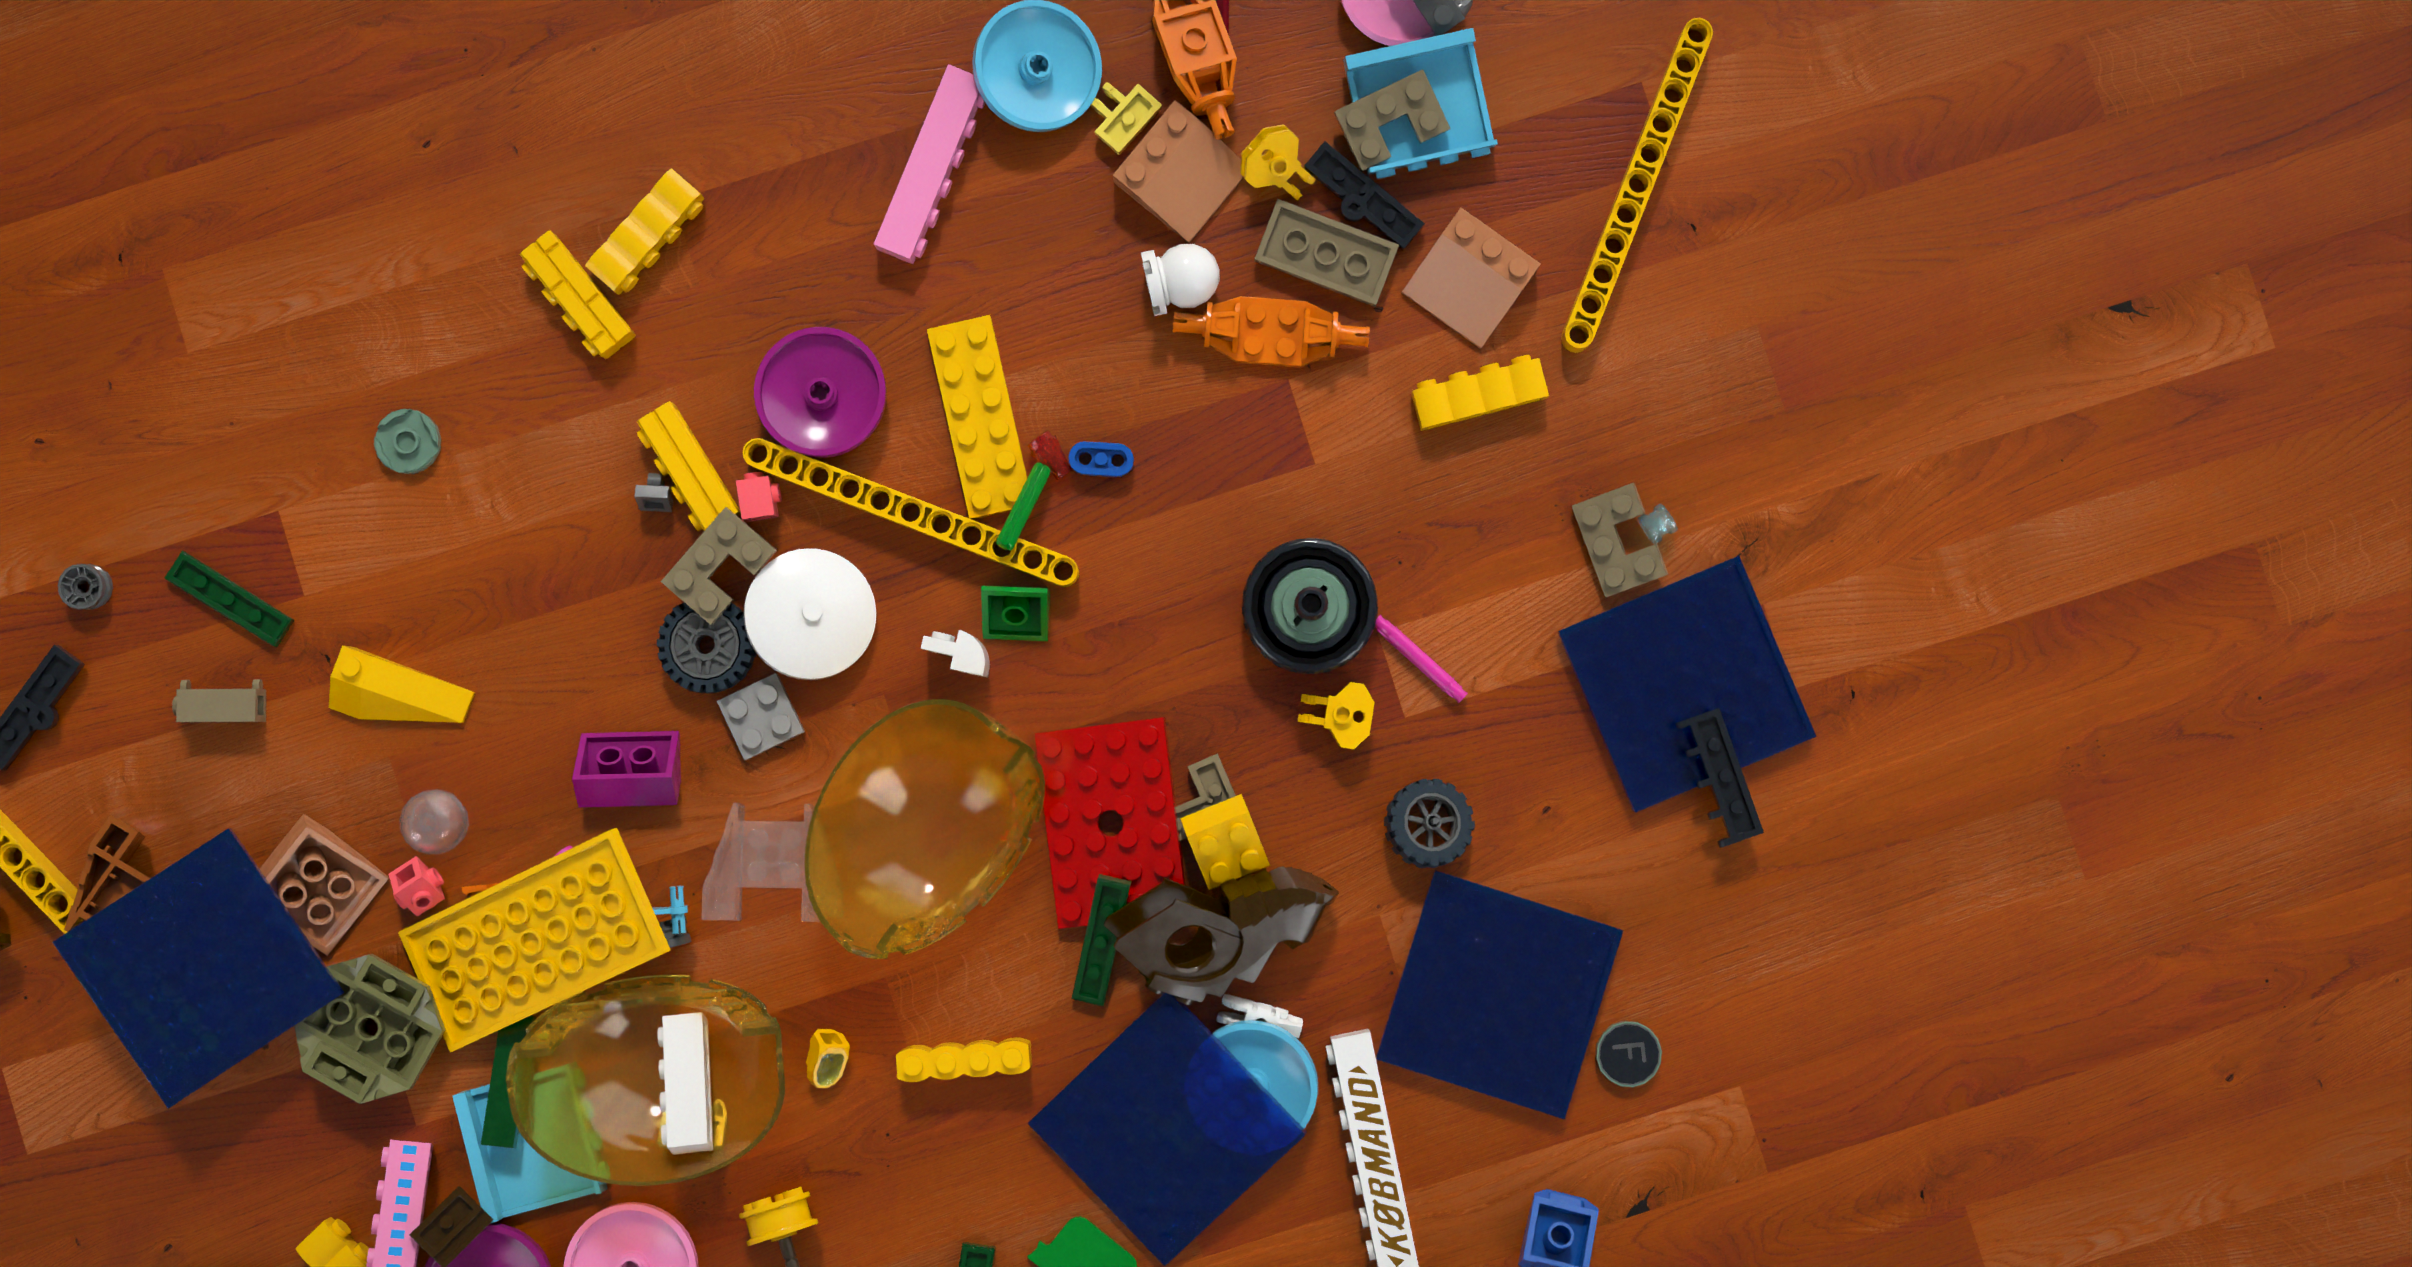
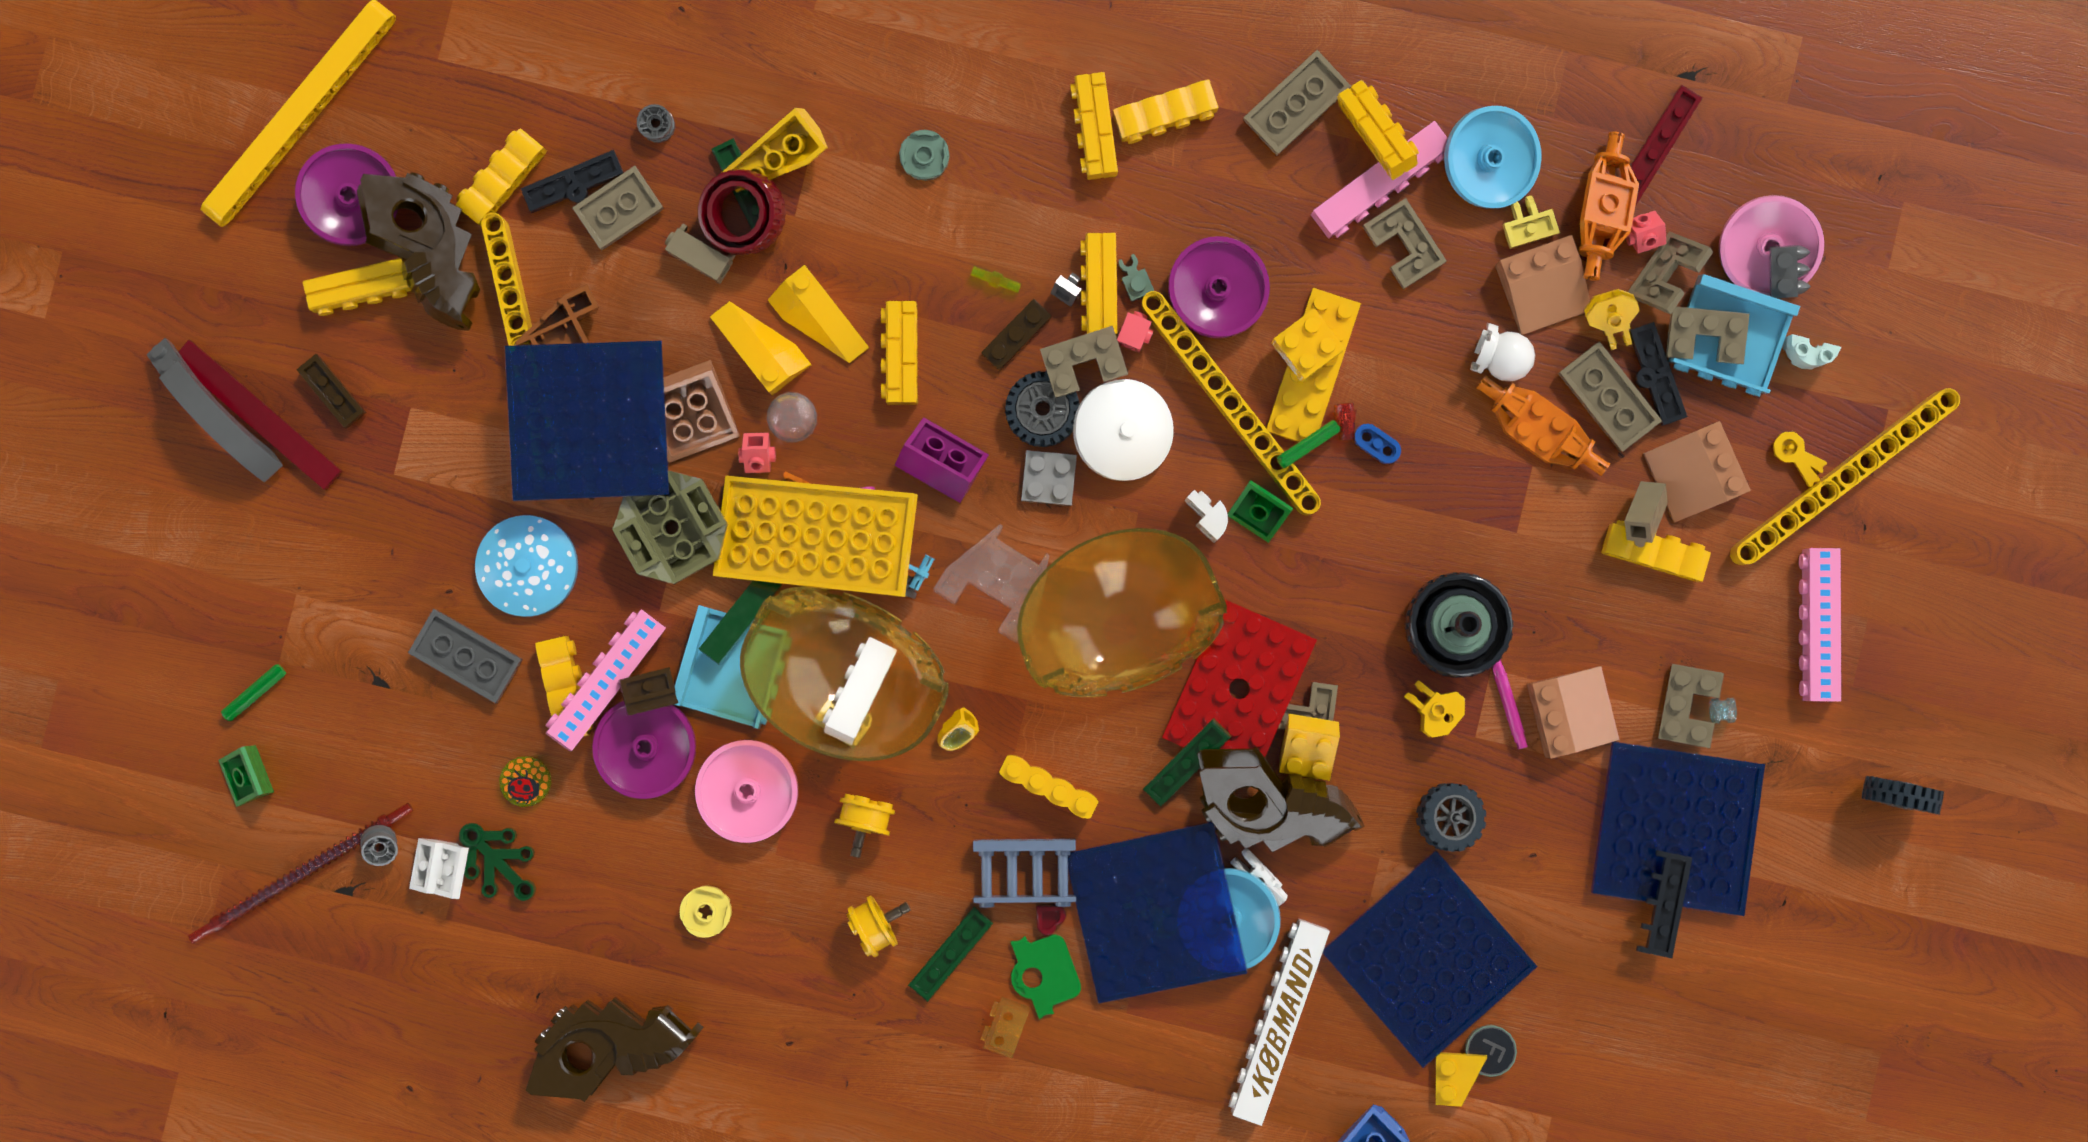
camera: 30 degrees right, 0 degrees up
(99, 706) = (618, 208): none -> dark tan plate
(236, 1167) = (526, 566): none -> medium azure dish
(241, 531) = (783, 148): none -> yellow wedge
(269, 611) = (771, 212): none -> dark red tyre
(358, 767) = (765, 351): none -> yellow wedge
(512, 678) = (901, 353): none -> yellow brick
(569, 531) = (996, 279): none -> clear neon green bar
(629, 579) = (1016, 334): none -> dark brown plate
(727, 440) = (1136, 282): none -> sand green plate
(786, 135) = (1296, 102): none -> dark tan plate
(891, 112) = (1378, 130): none -> yellow brick
(956, 397) = (1307, 345): none -> yellow brick
(966, 1155) = (1011, 849): none -> sand blue fence
(983, 196) = (1405, 223): none -> dark tan plate
(1054, 1204) = (1049, 917): none -> dark red tile
(1256, 47) = (1647, 232): none -> coral brick
(1297, 101) = (1652, 284): none -> dark tan plate
(1440, 357) = (1646, 512): none -> dark tan brick
(1495, 624) = (1573, 712): none -> slope
(1515, 78) = (1808, 357): none -> light aqua cylinder
(1558, 189) = (1791, 448): none -> yellow piece
(1606, 1106) = (1456, 1076): none -> yellow wing
(1708, 364) = (1820, 624): none -> bright pink brick
(1907, 499) = (1902, 795): none -> black wheel

